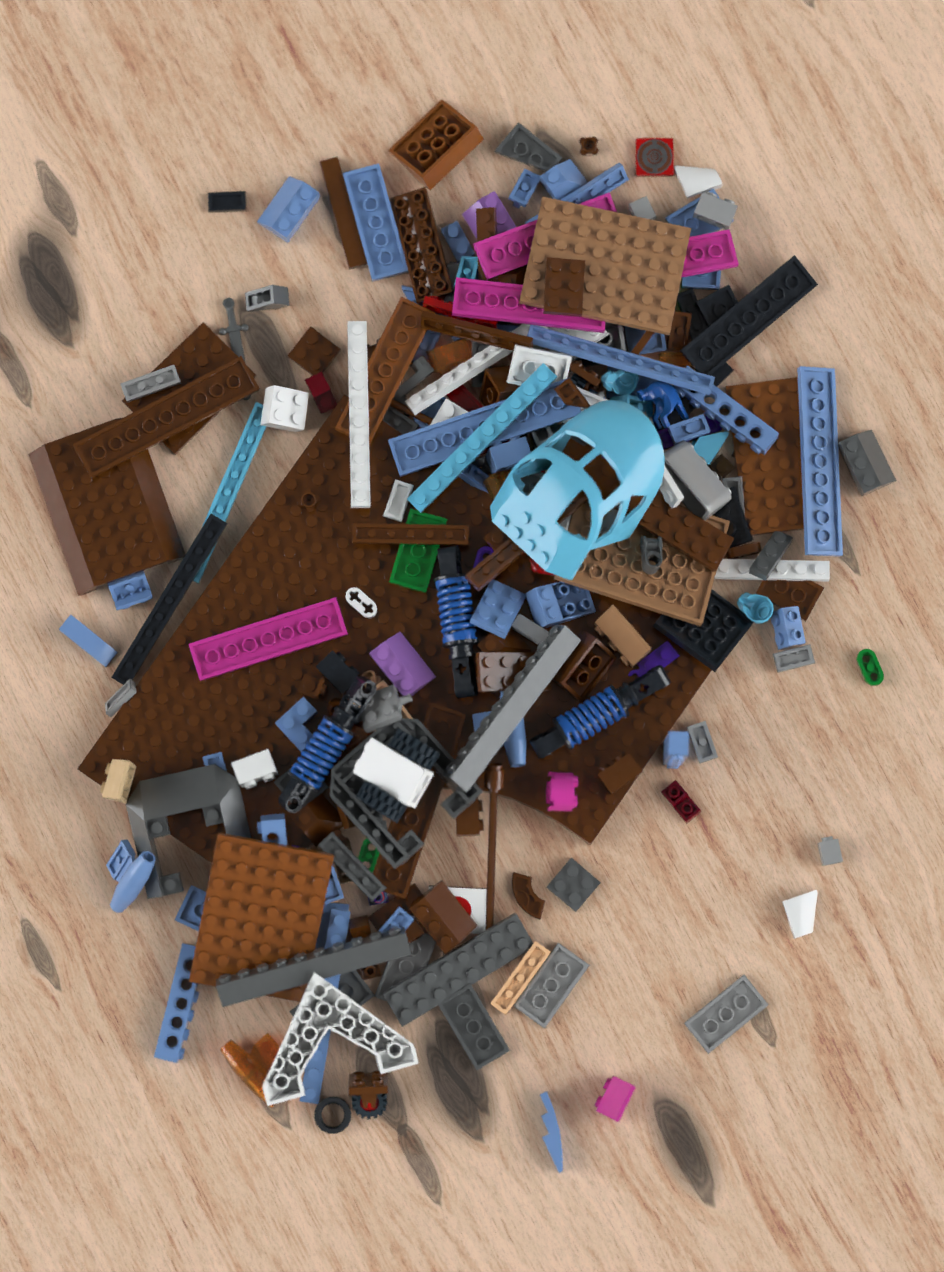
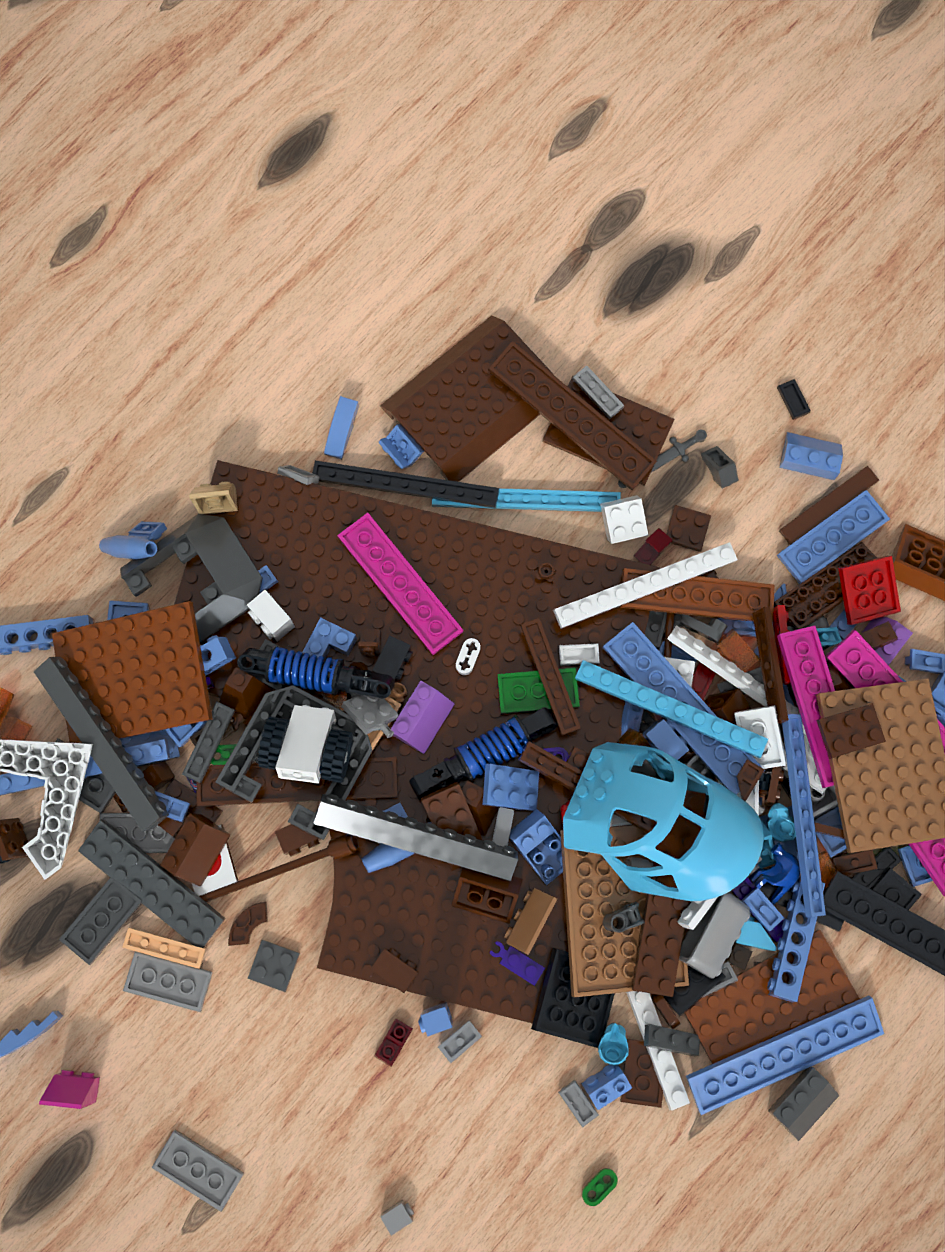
camera: 65 degrees right, 5 degrees down
(439, 212) = (869, 590): none -> red plate
(561, 791) = (354, 918): dark pink brick -> none
(596, 711) = (458, 934): piece -> none
(801, 913) = (325, 1210): white slope -> none

